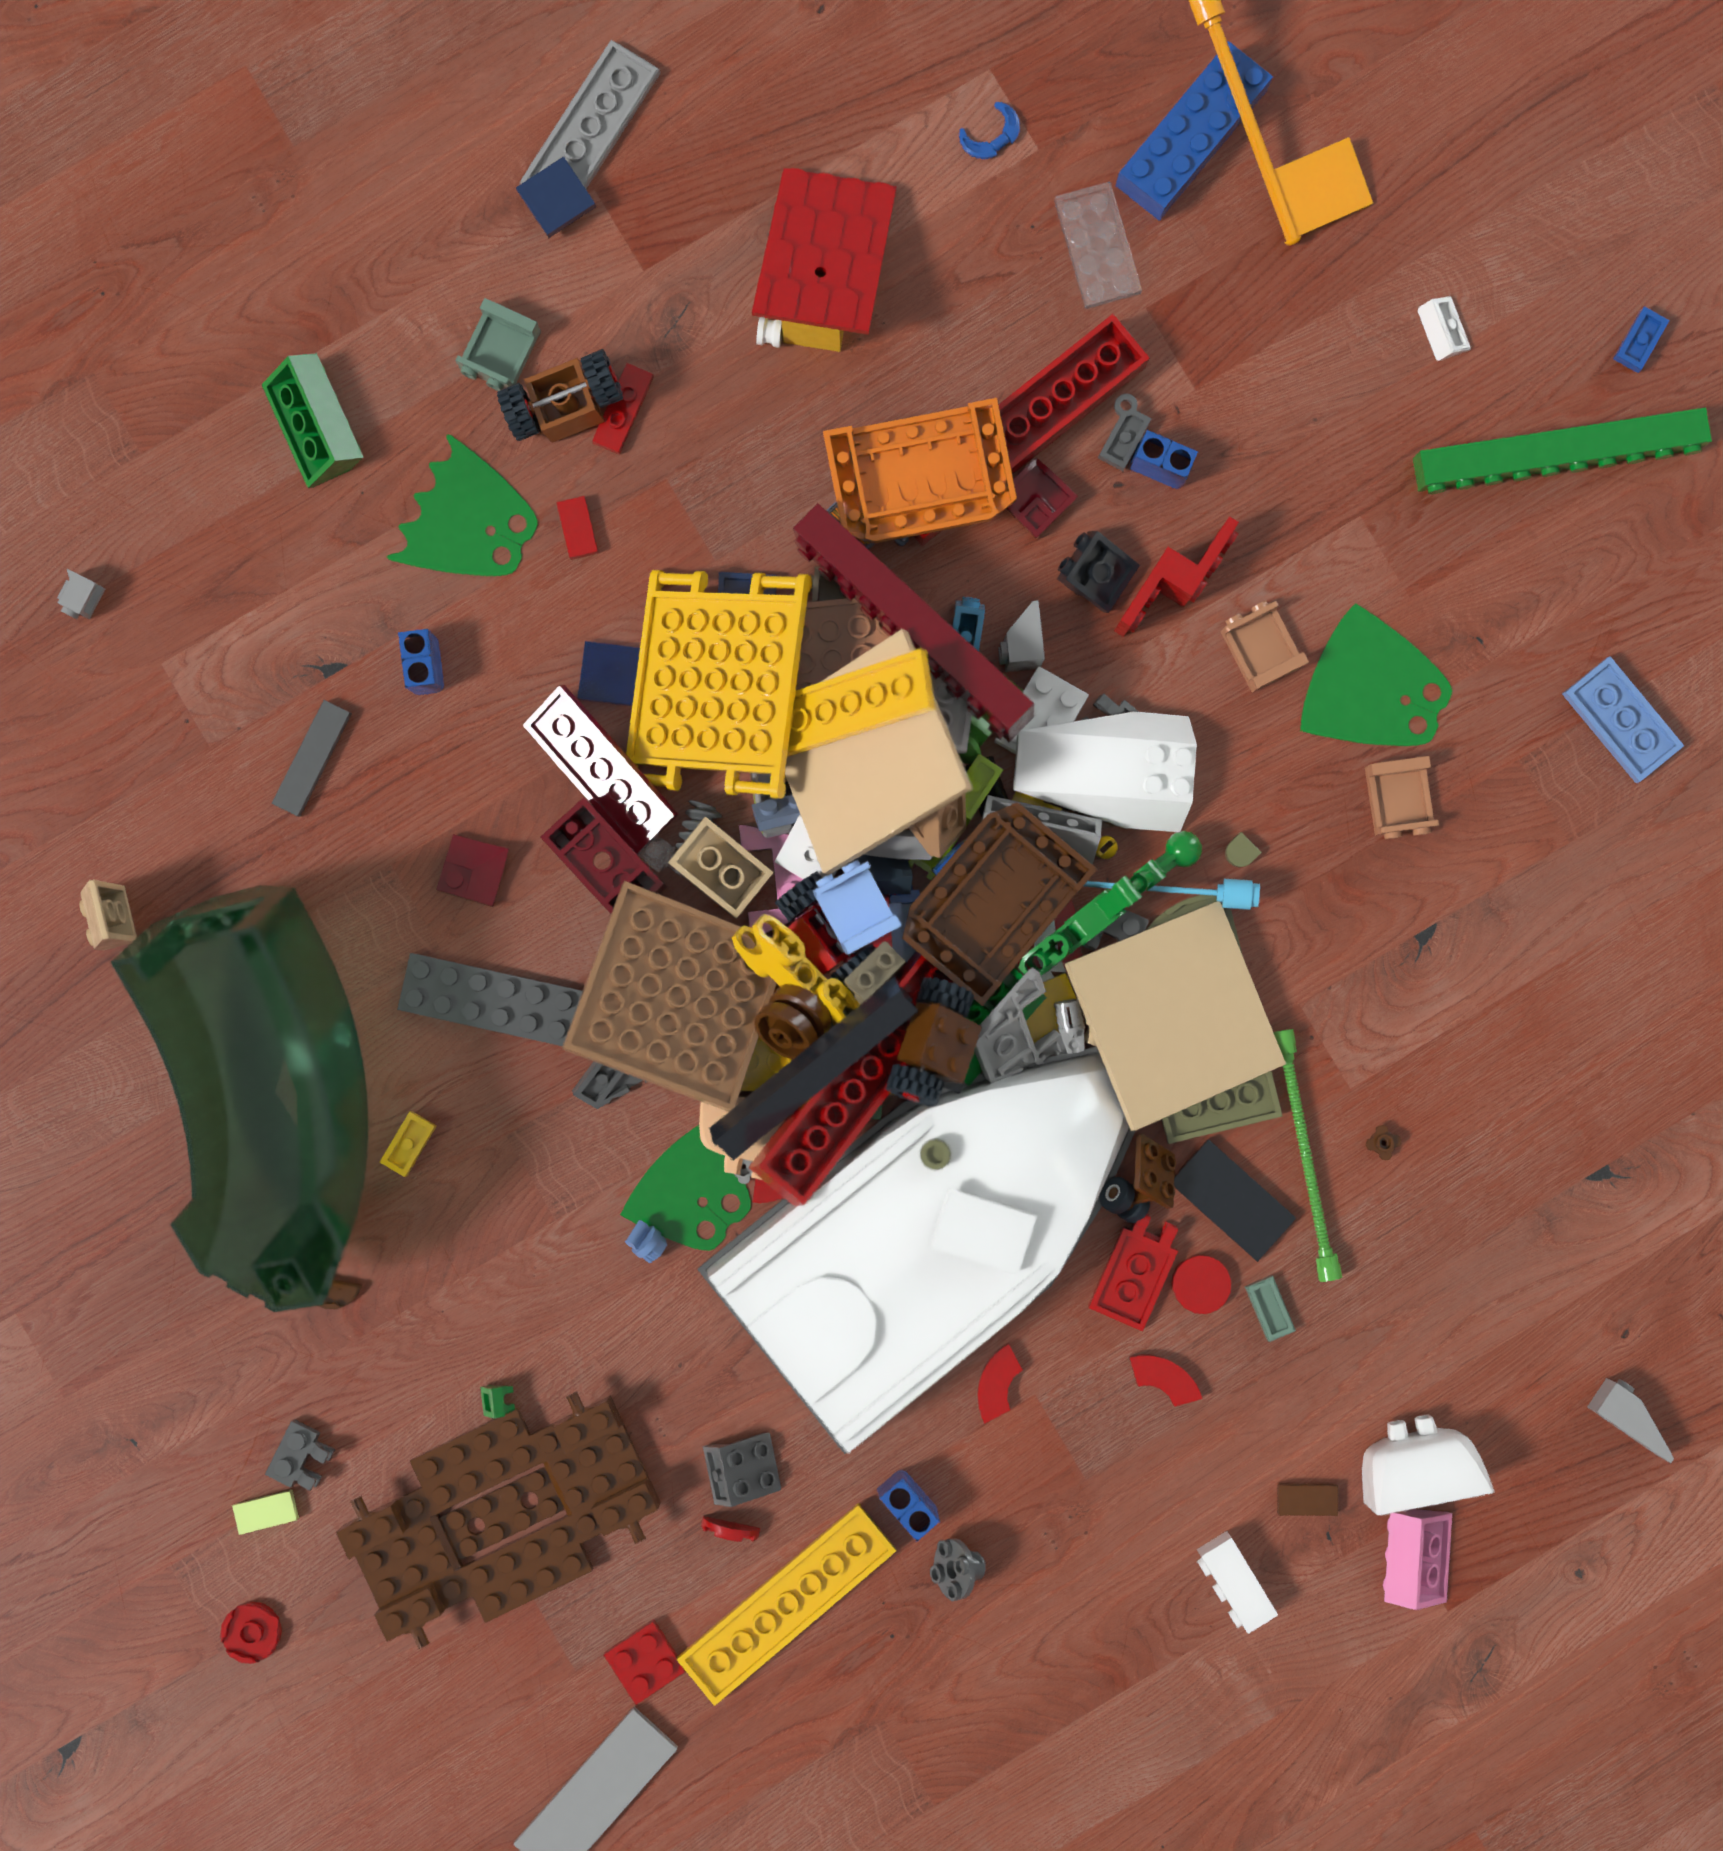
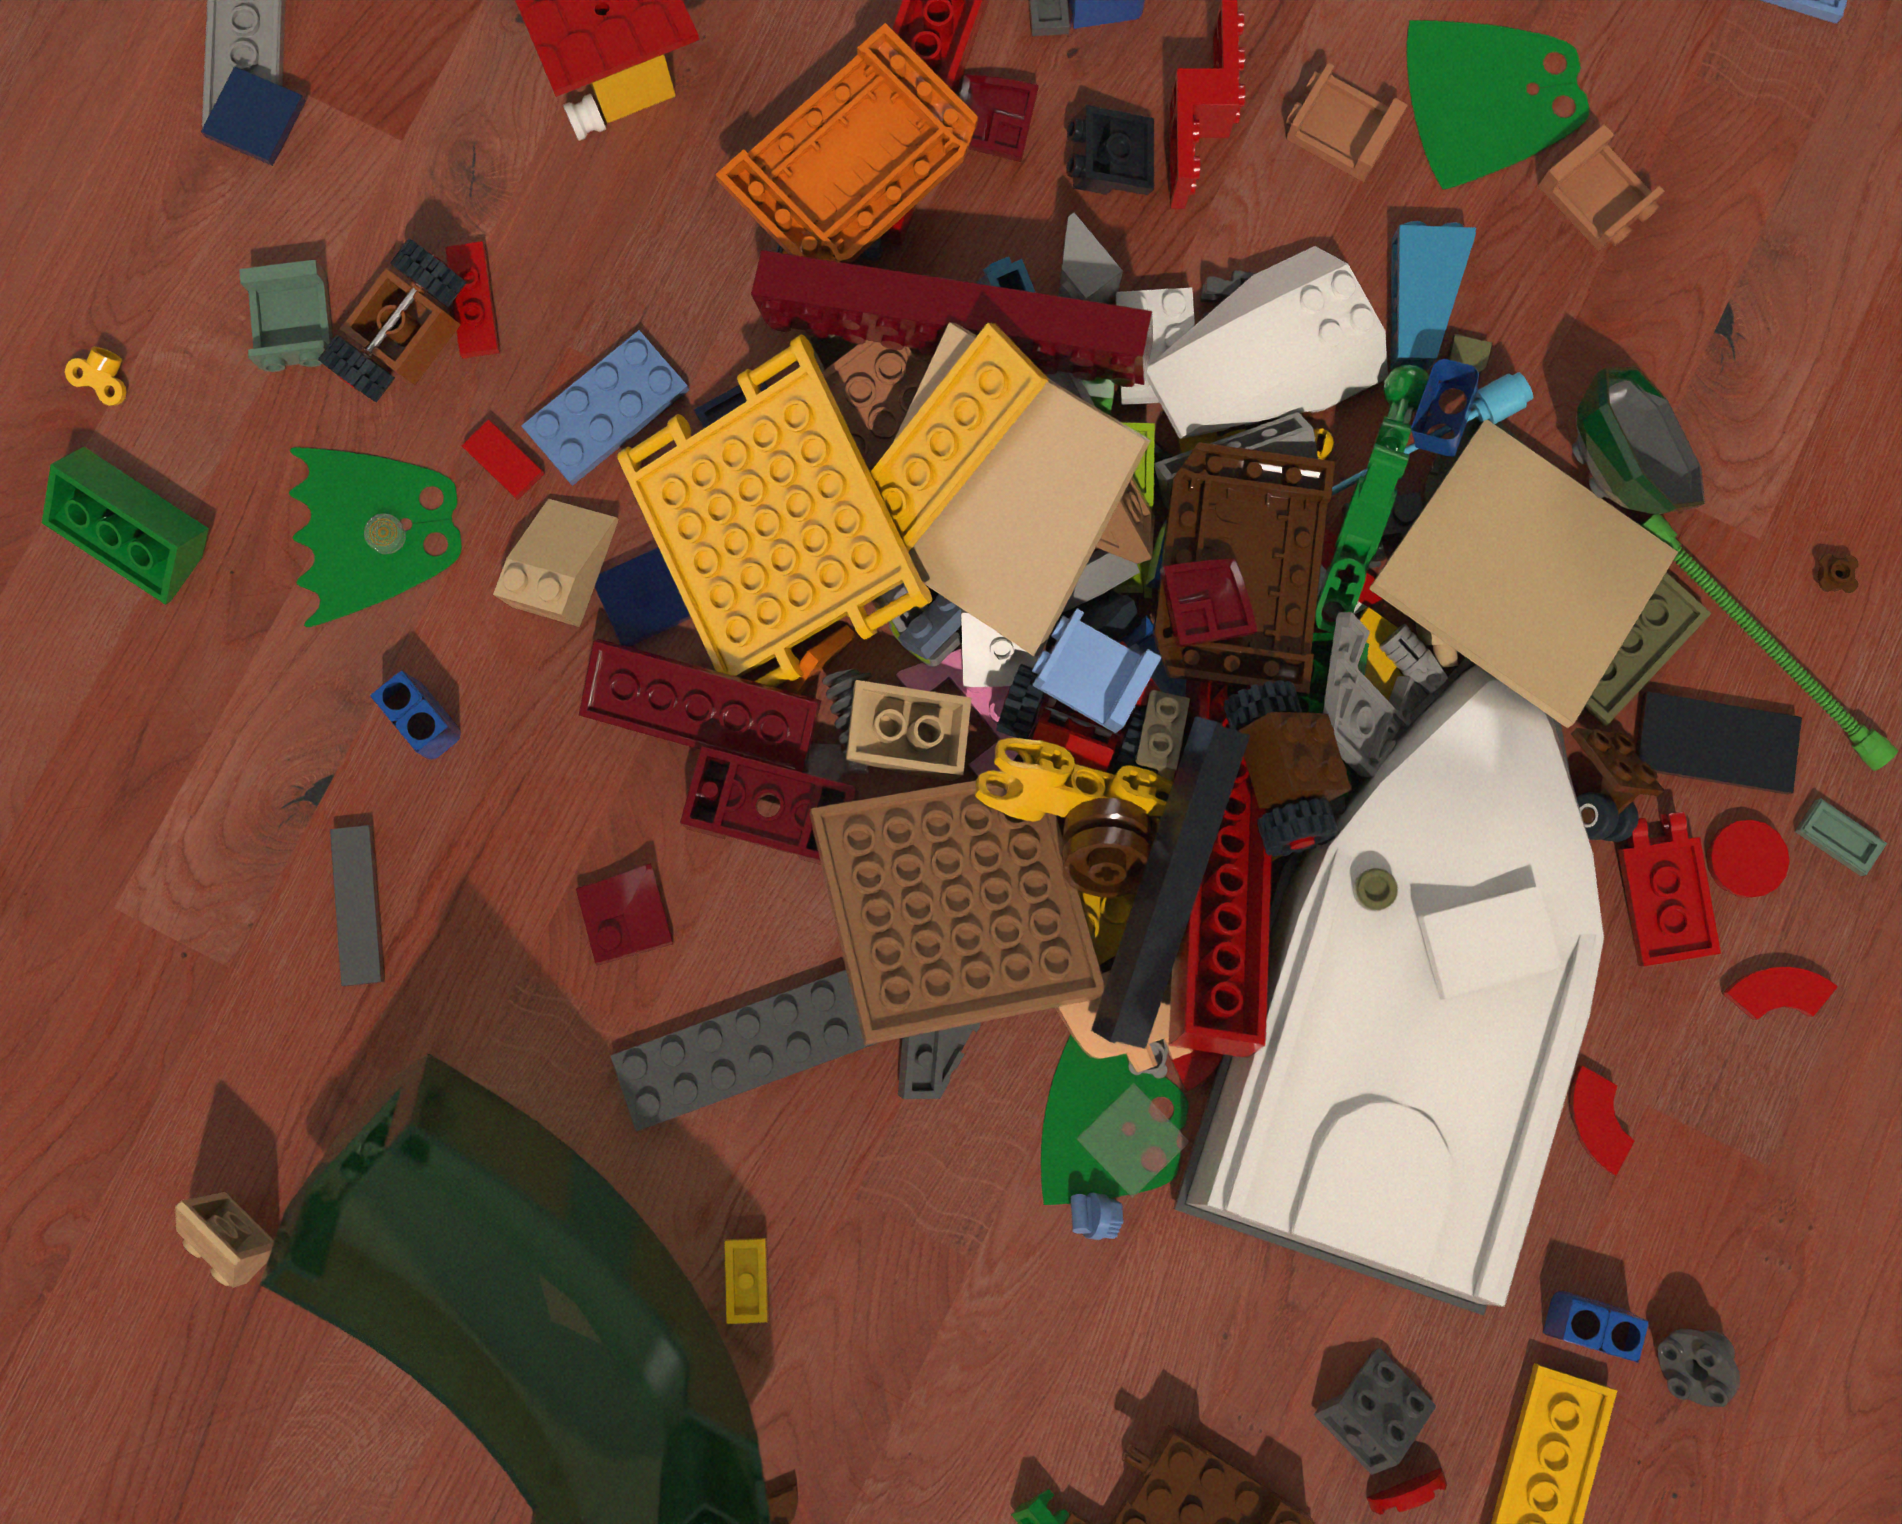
camera: 30 degrees left, 5 degrees down
(355, 309) = (98, 373): none -> yellow piece
(473, 529) = (385, 533): none -> clear tile
(570, 617) = (557, 562): none -> tan slope
(663, 534) = (605, 407): none -> medium blue plate
(694, 785) = (819, 658): none -> orange tile
(699, 1210) = (1132, 1140): none -> clear tile
(955, 908) = (1207, 601): none -> dark red plate
(1191, 865) = (1452, 375): none -> blue piece
(1242, 788) = (1424, 286): none -> dark azure slope
(1305, 980) = (1636, 445): none -> rock

